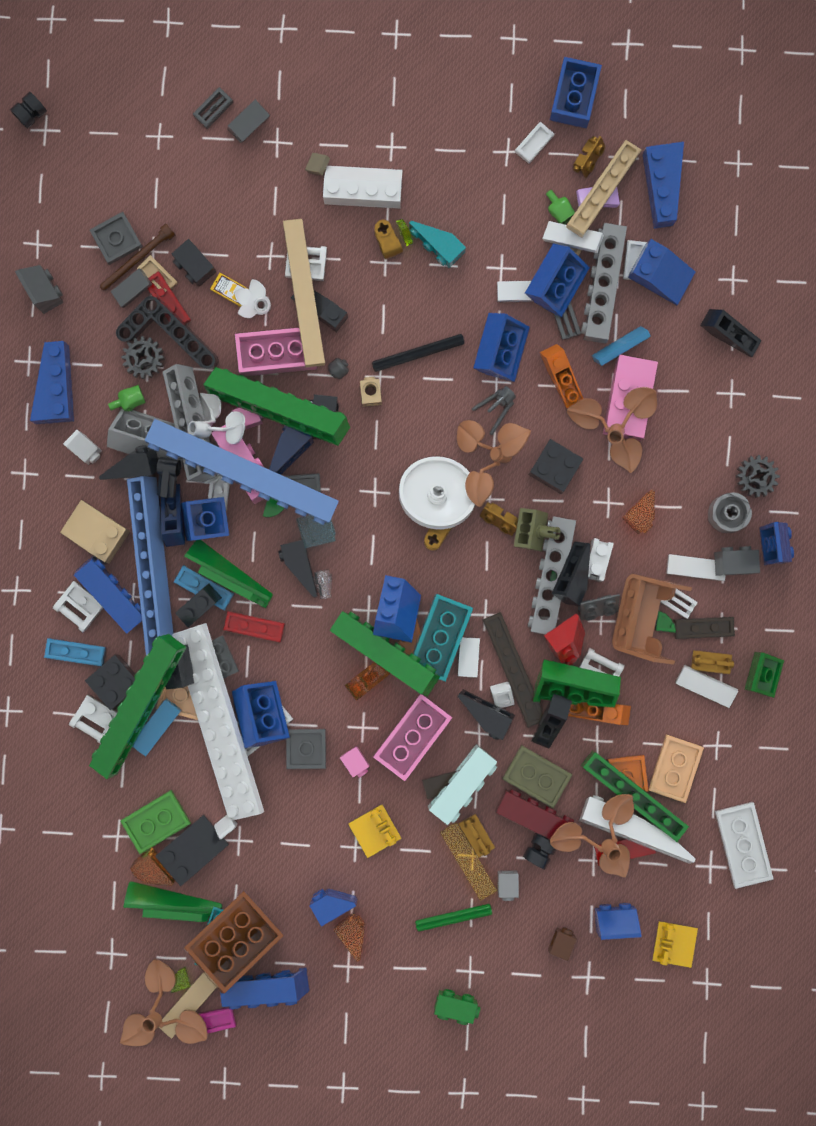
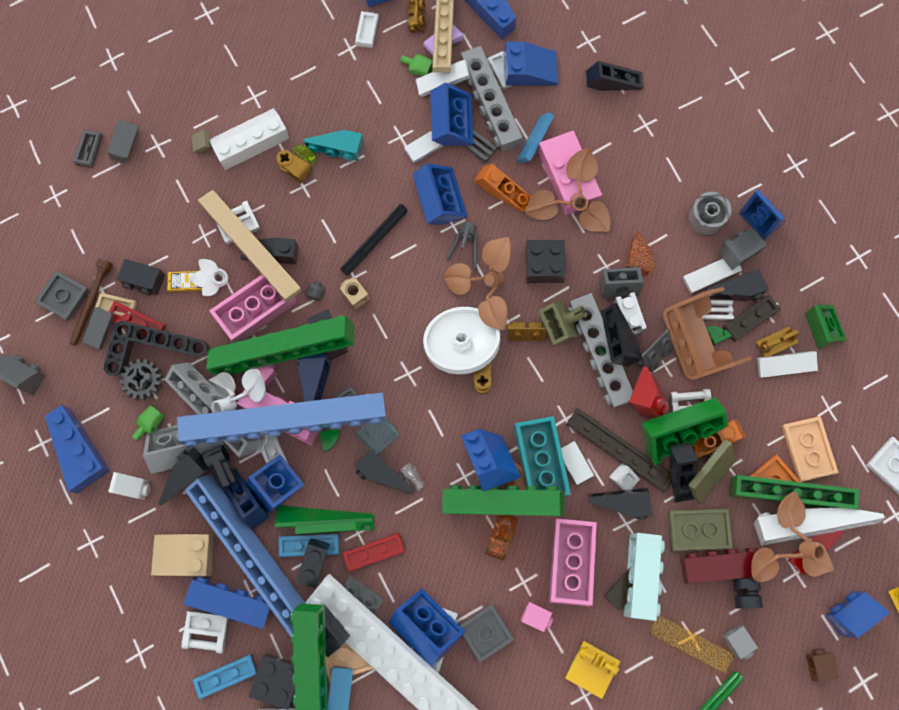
camera: 30 degrees left, 10 degrees down
(477, 836) = (684, 616): pearl gold hinge -> none
(578, 736) = (713, 471): none -> olive tile
(609, 526) = (620, 282): none -> dark grey brick
(713, 597) = (742, 288): none -> black slope
(760, 483) = (704, 166): dark grey gear -> none

